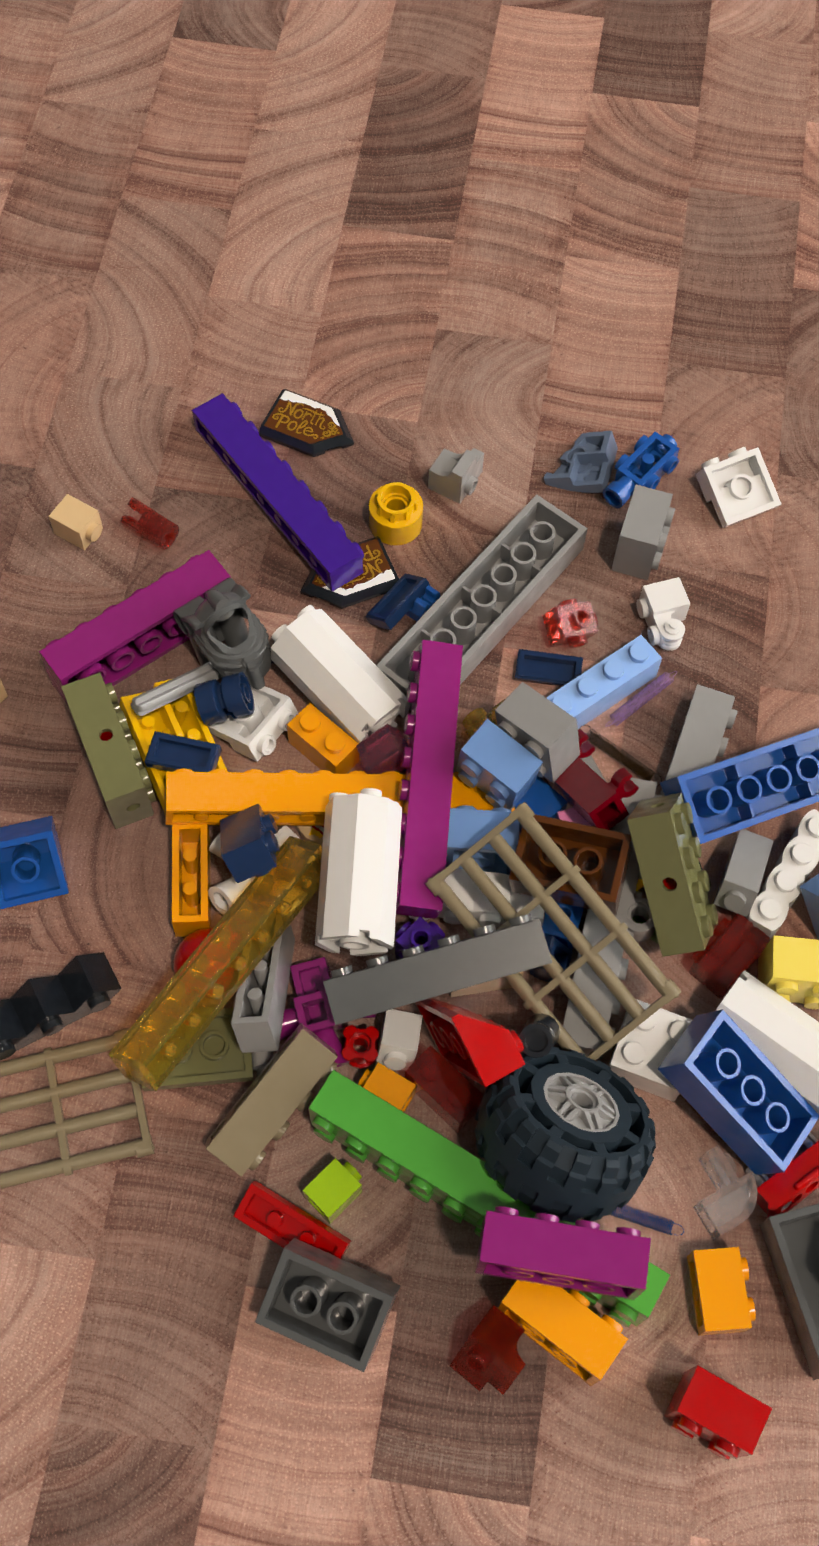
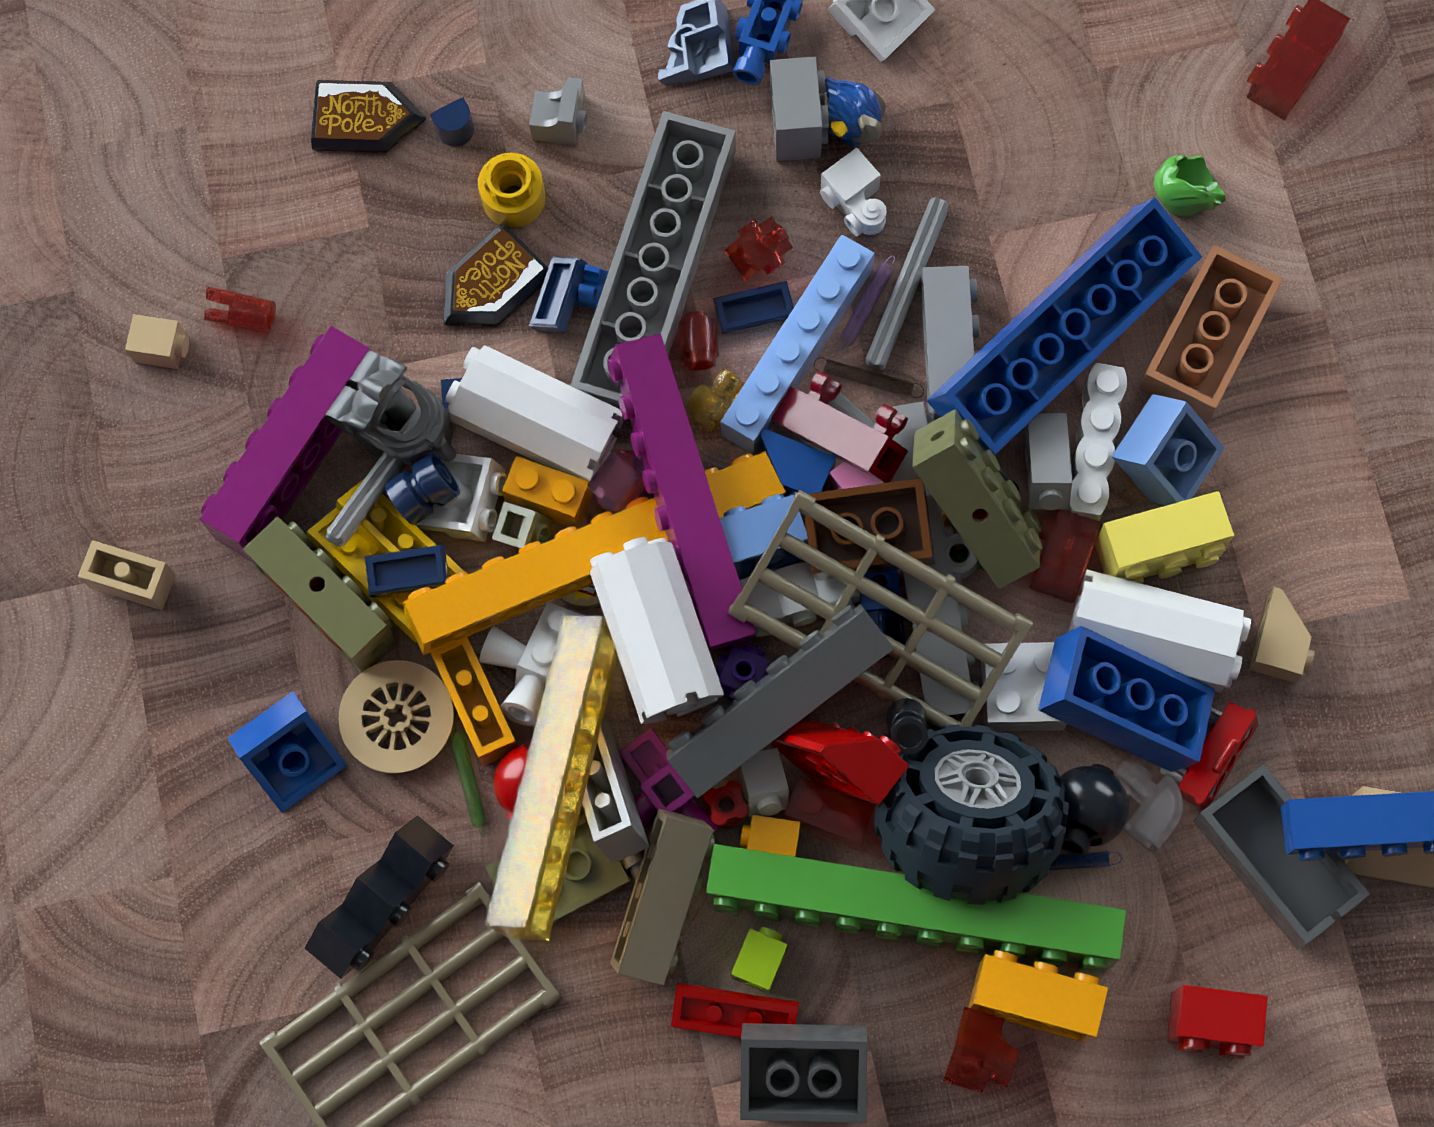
camera: 15 degrees left, 10 degrees up
(105, 841) = (380, 678): none -> tan piece
(155, 946) = (474, 788): none -> bright green piece
(249, 843) = (526, 643): dark blue brick -> none
(279, 492) = (368, 215): dark purple brick -> none
(299, 761) = (531, 528): none -> olive brick
(373, 452) = (454, 123): none -> dark blue brick
(493, 675) = (698, 340): none -> clear red brick
(497, 766) = (751, 454): medium blue brick -> none
(541, 729) = (779, 401): light grey brick -> none
(563, 1254) = (1016, 936): magenta brick -> none
(675, 1176) = (1095, 809): none -> black brick
(679, 696) = (907, 284): none -> light grey axle
(687, 550) = (854, 111): none -> blue hair
(720, 1291) = (1178, 901): light orange brick -> none

